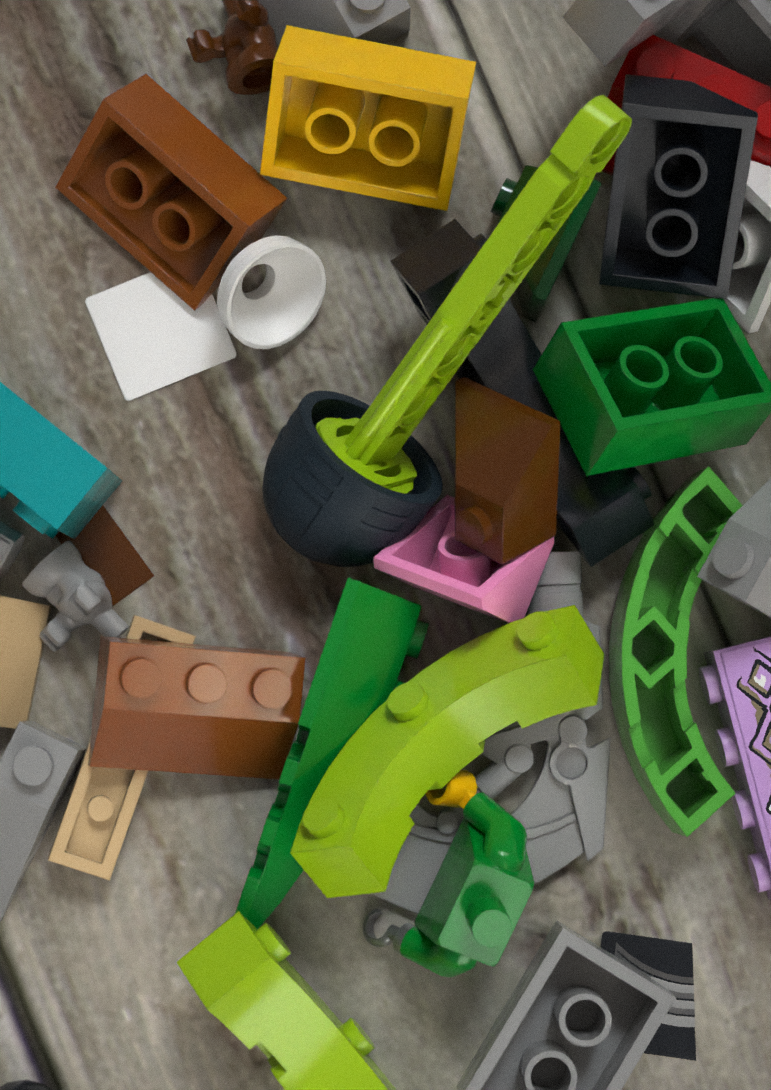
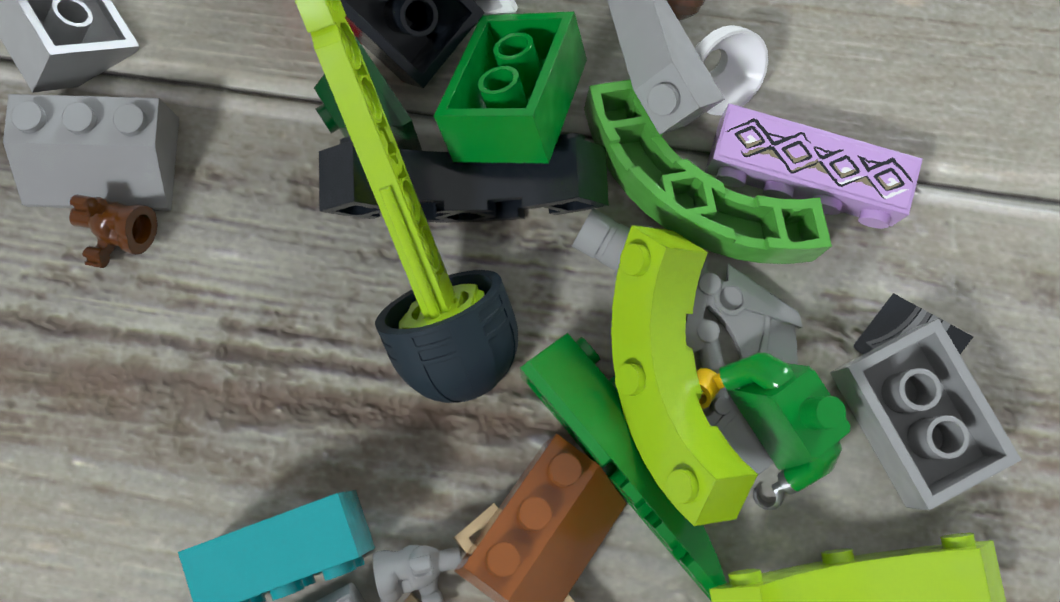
camera: 55 degrees left, 5 degrees down
(111, 555) = (401, 528): reddish brown sticker -> none
(156, 335) = (268, 400): white sticker -> none
(168, 189) = (176, 337): dark orange slope -> none
(283, 301) = (302, 302): white piece -> none
(366, 117) = (213, 171): yellow brick -> none
(450, 570) = (555, 281): bright pink slope -> none
(503, 473) = (510, 221): reddish brown slope -> none

